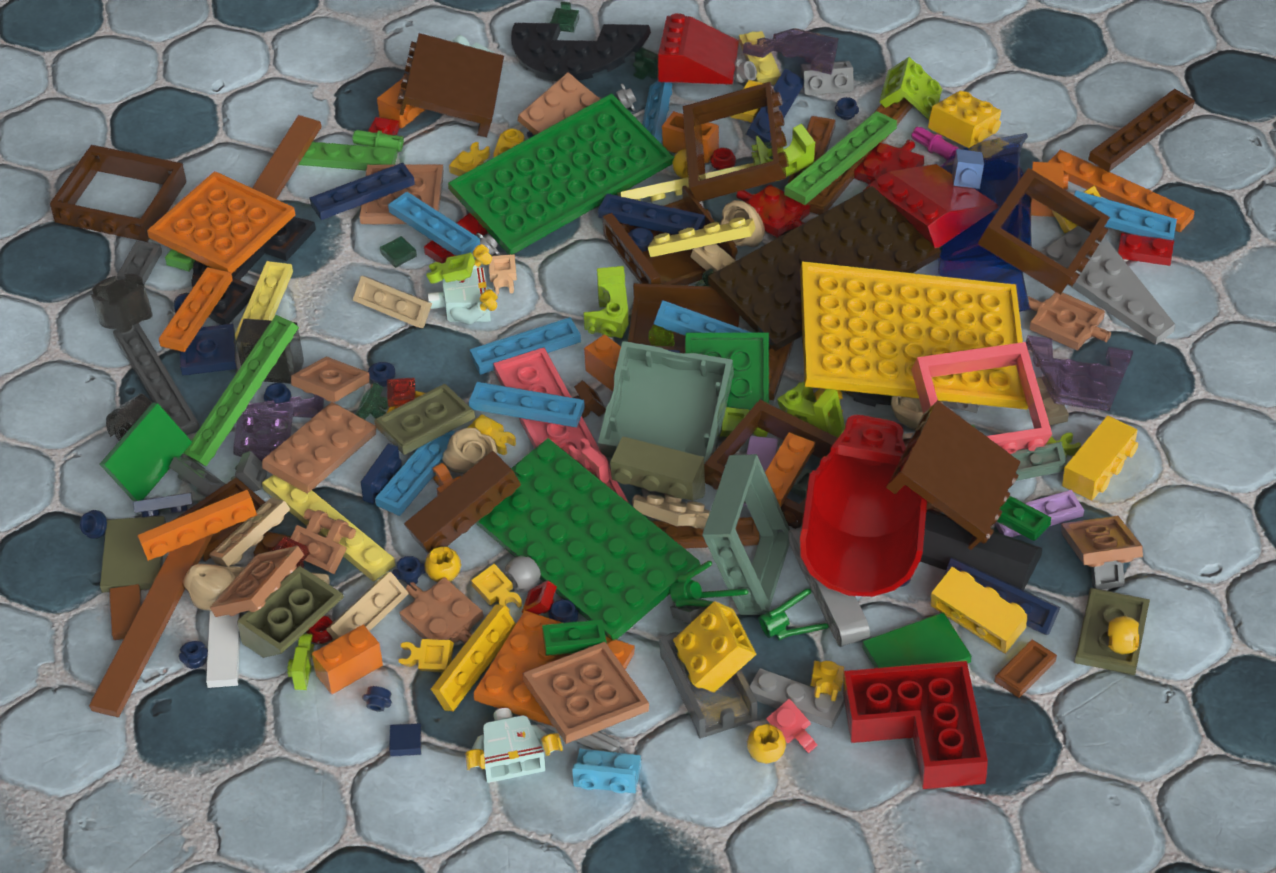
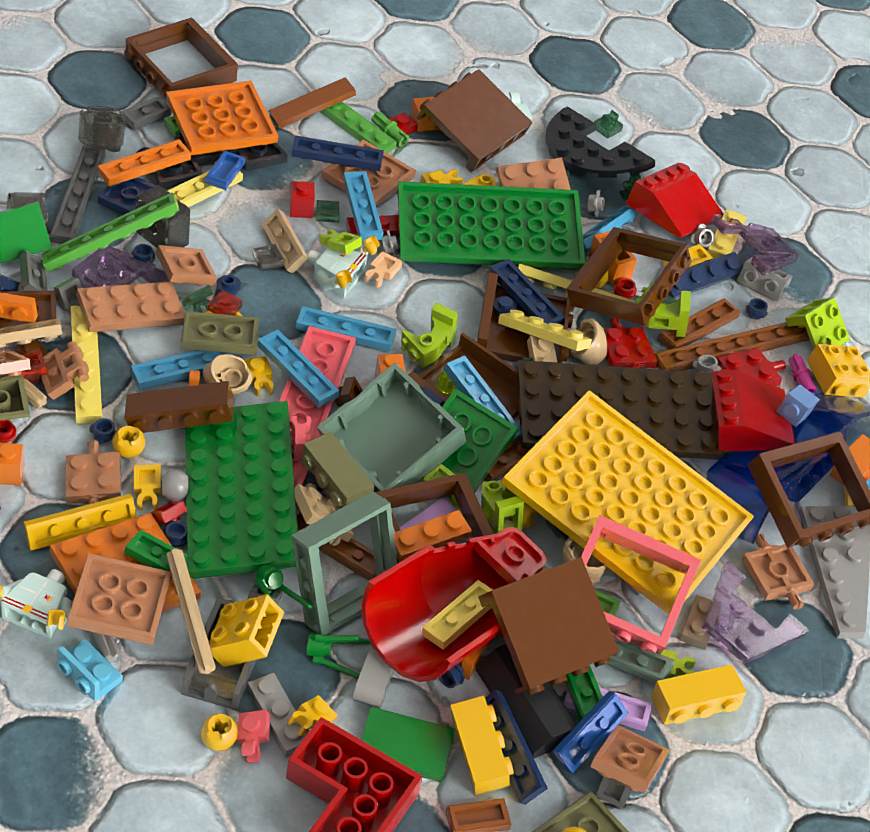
camera: 25 degrees right, 0 degrees up
(274, 270) = (225, 170): none -> blue tile
(367, 254) = (302, 199): none -> red slope
(370, 606) = (48, 438): tan plate -> none
(380, 473) = (153, 349): dark blue plate -> none
(392, 326) = (268, 257): none -> clear smoke plate
(432, 655) = (52, 498): yellow plate -> none
(655, 661) = (191, 612): none -> tan axle
(840, 158) = (711, 339): bright green plate -> none
(854, 183) = (706, 364): none -> light grey plate
(872, 516) = (457, 616): none -> light yellow plate
(1051, 541) = (590, 732): none -> blue tile

